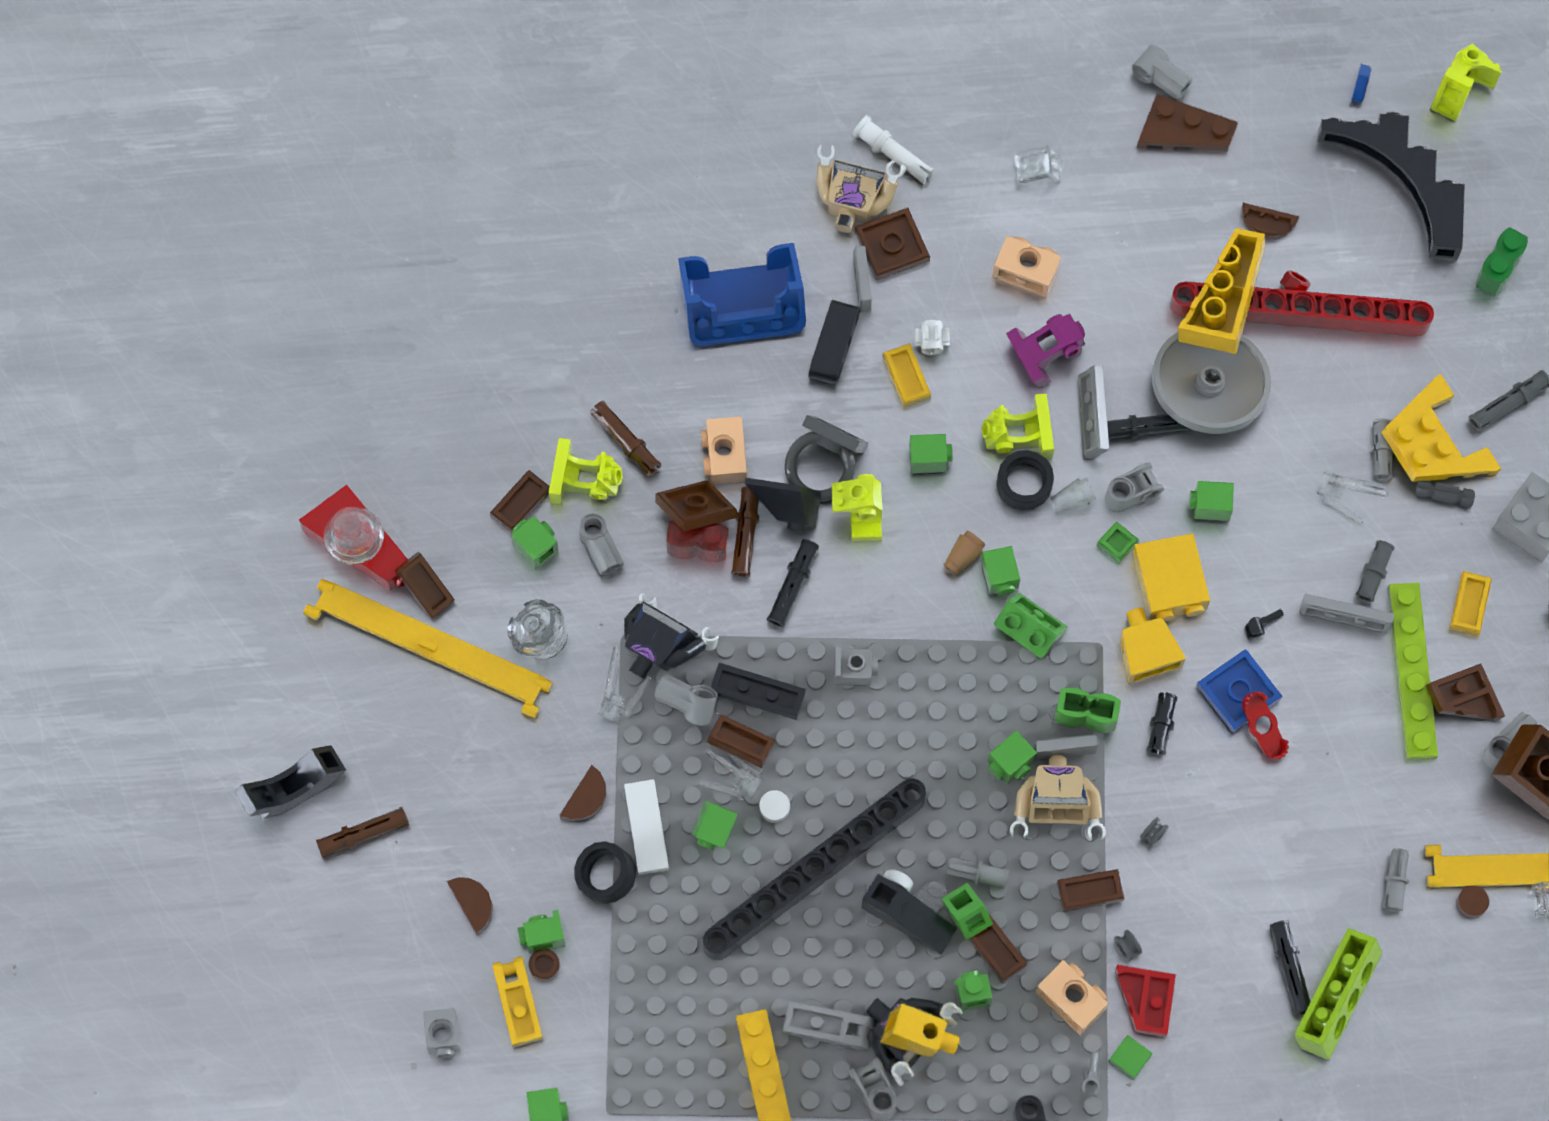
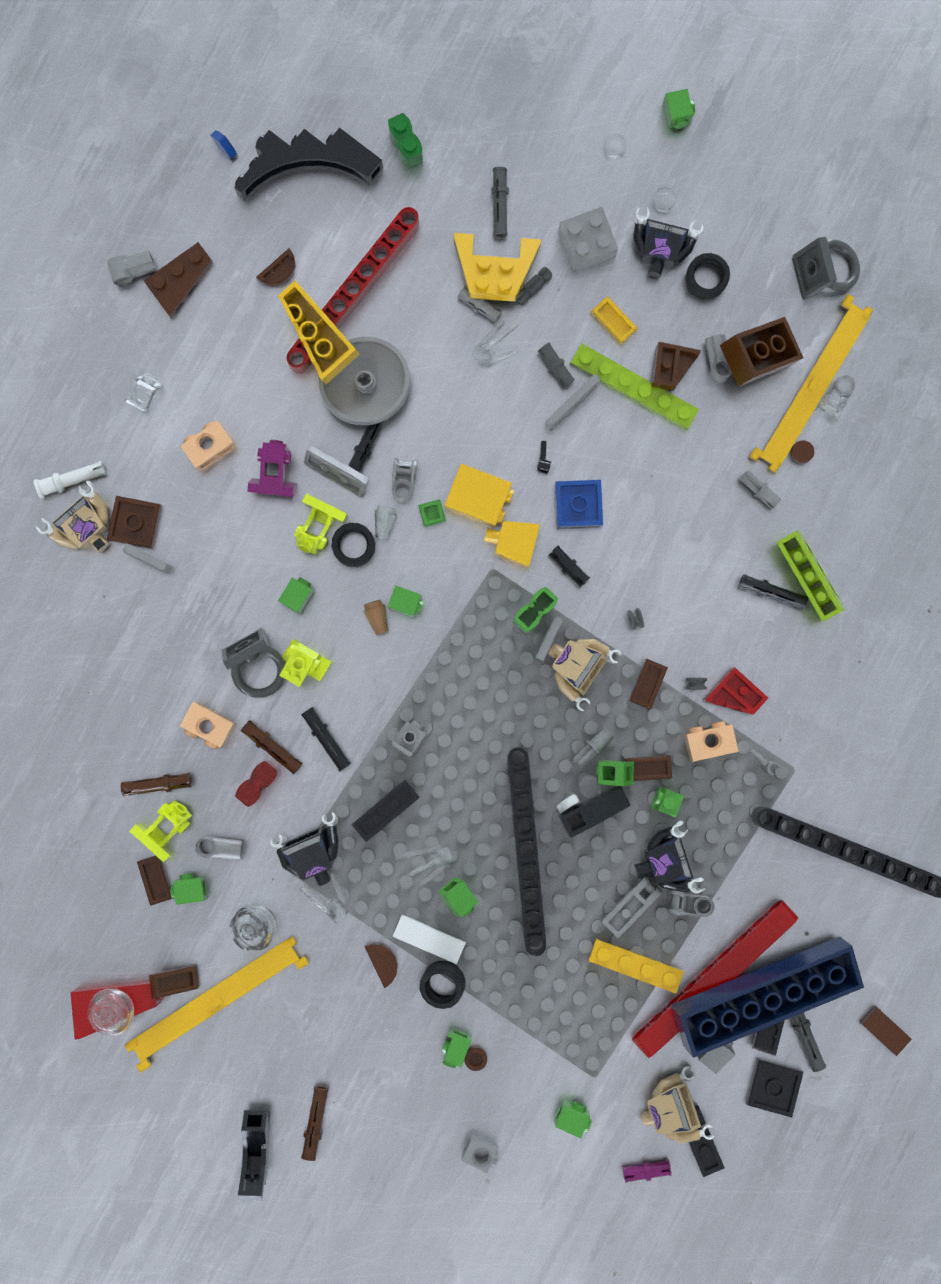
camera: 60 degrees left, 15 degrees up
(473, 901) = (406, 1078): reddish brown tile -> none
(517, 1003) = (489, 1091): yellow plate -> none
(694, 701) = (368, 856): light grey piece -> none
(695, 505) = (235, 771): reddish brown tile -> none
(741, 741) = (411, 842): reddish brown tile -> none
(744, 300) = (109, 646): blue windscreen -> none
(774, 806) = (468, 848): white tile -> none
(787, 502) = (270, 710): black slope -> none
(834, 342) = (178, 605): black beam -> none
(906, 375) = (231, 572): yellow tile -> none
(906, 1030) = (675, 867): yellow torso -> none
(932, 337) = (217, 540): white gear -> none
(1012, 758) = (534, 678): bright green brick -> none
(1029, 625) = (452, 606): bright green bracket -> none
(1130, 1057) = (765, 728): bright green tile -> none
(1212, 500) = (445, 435): bright green brick -> none
(1271, 742) = (624, 505): red piece -> none
(1294, 281) = (332, 282): red tile -> none
(1478, 69) = (260, 70): neon yellow tile -> none

